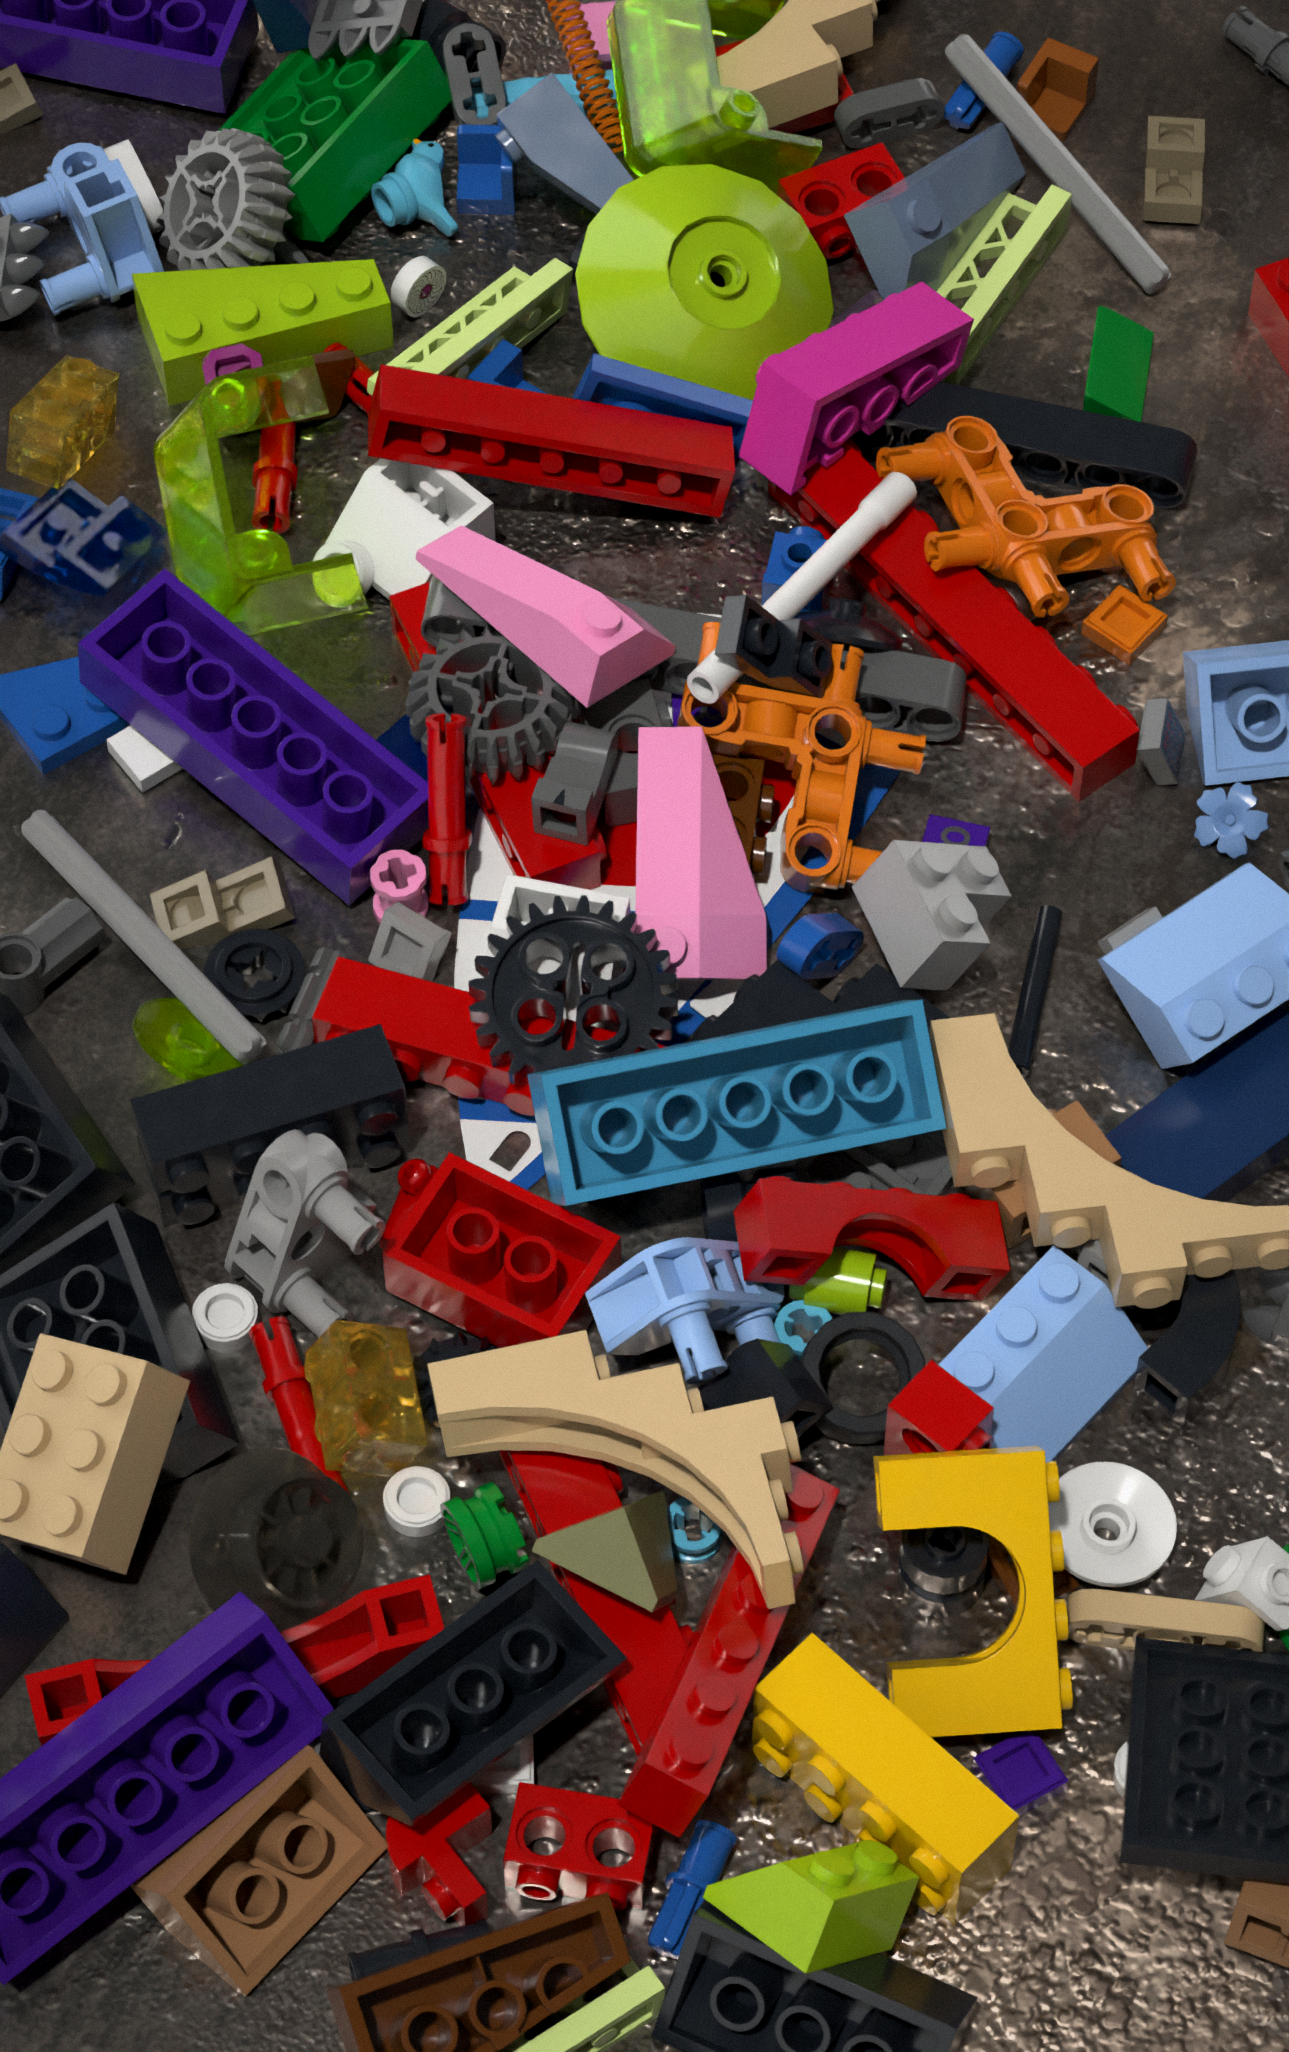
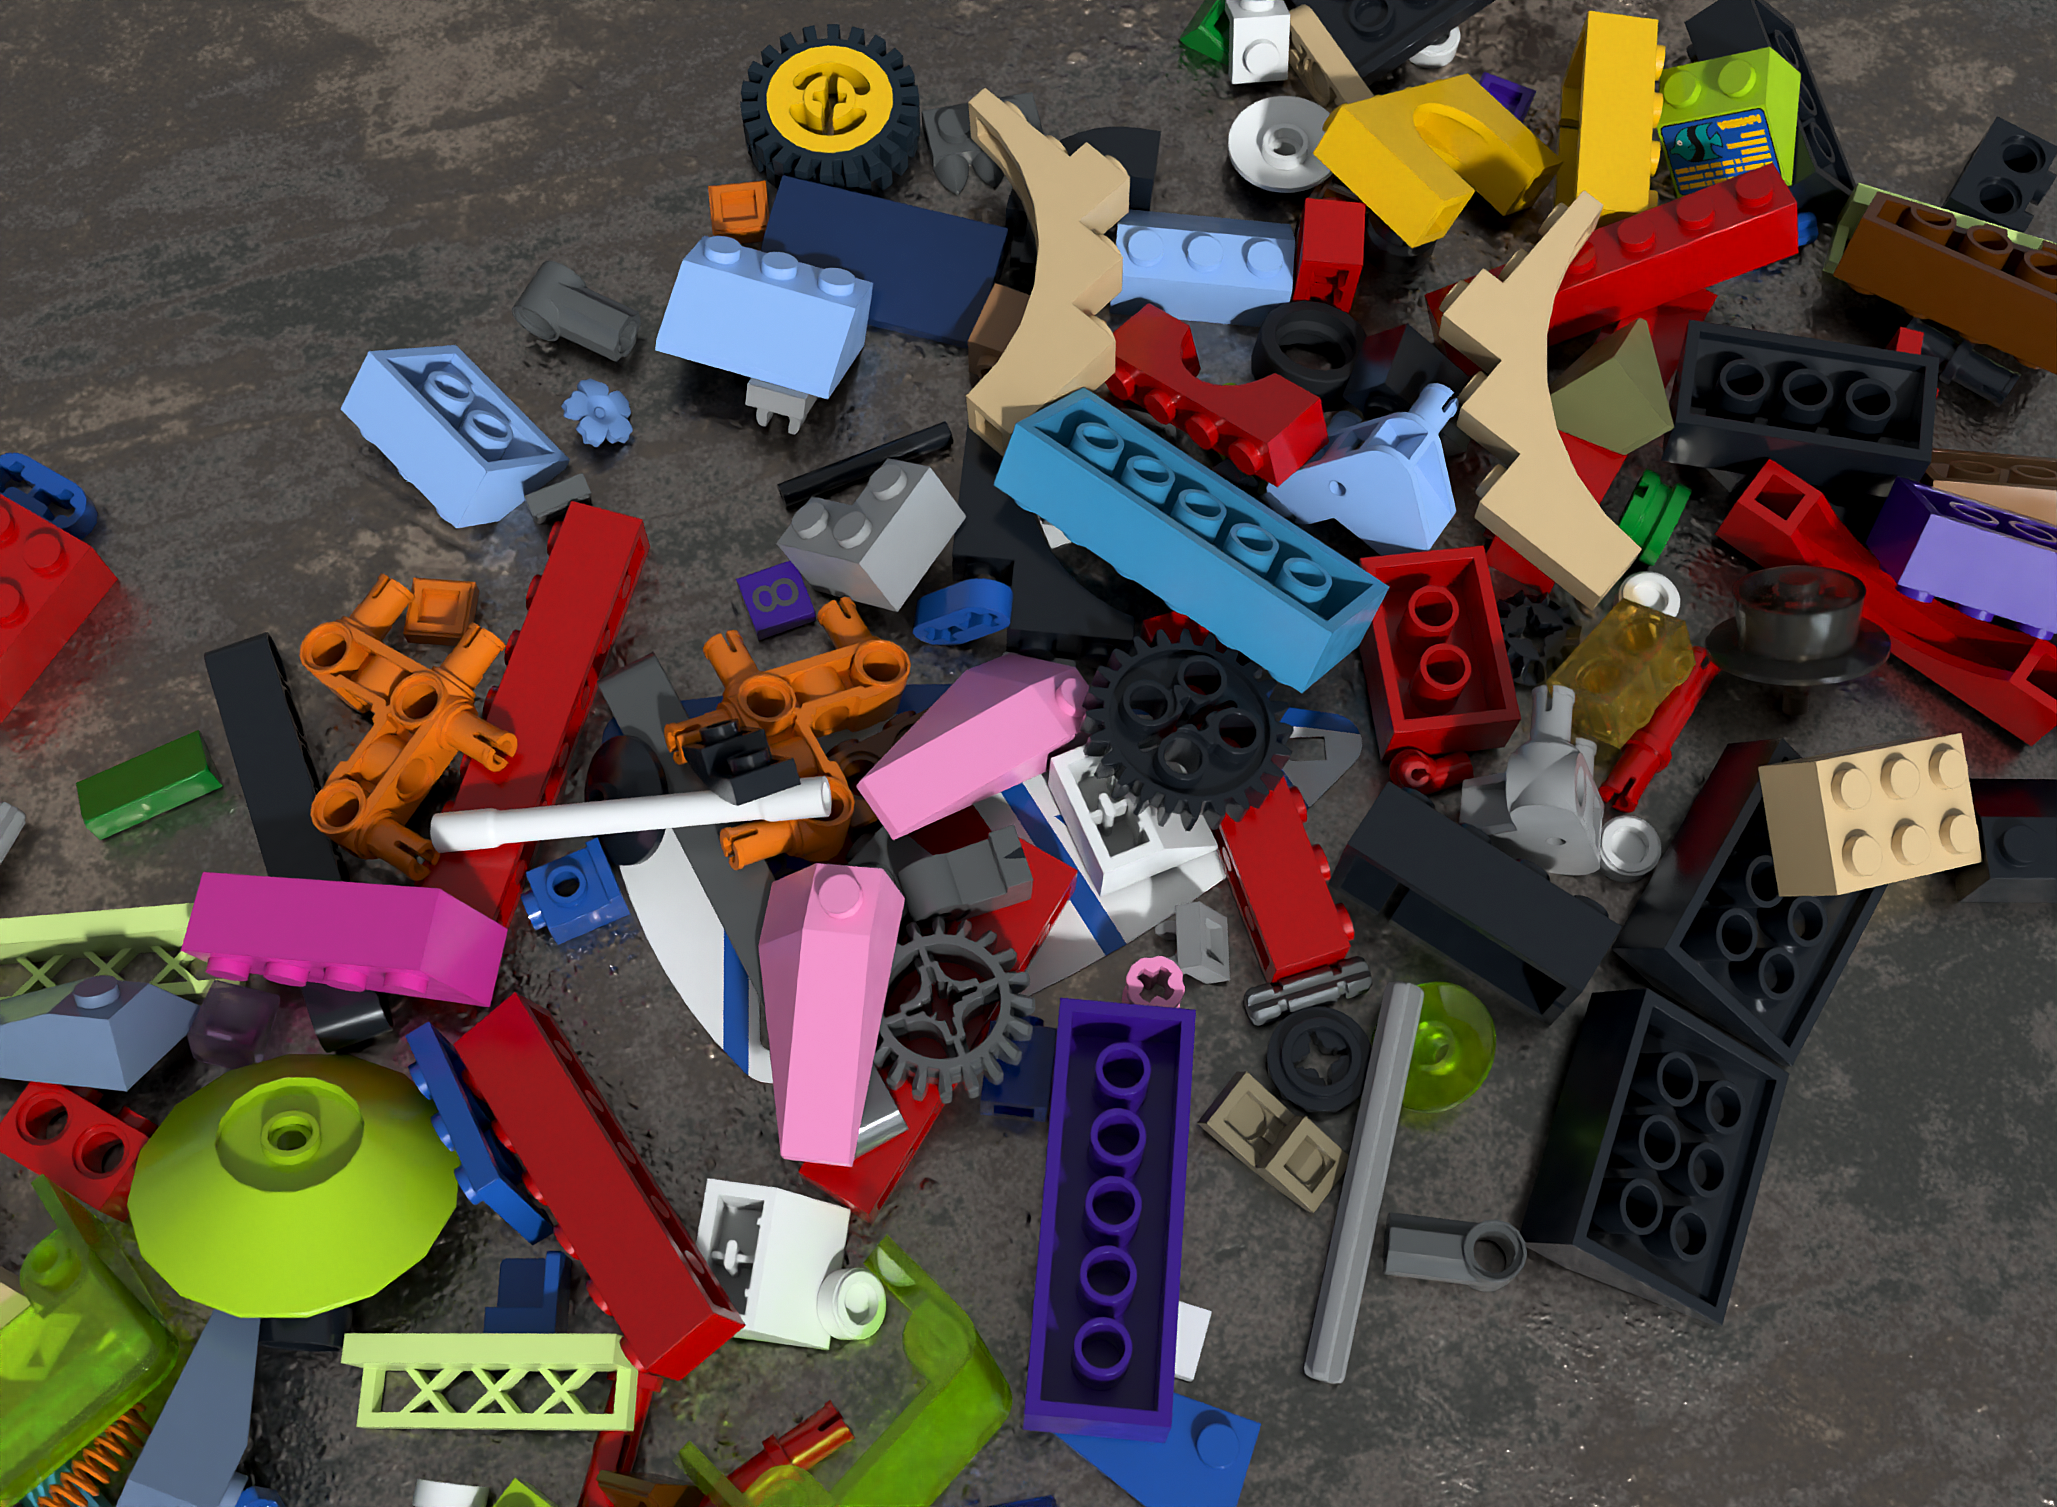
camera: 130 degrees left, 10 degrees up
(447, 832) = (1081, 972): red pin -> none
(585, 1828) = (1798, 300): red brick -> none

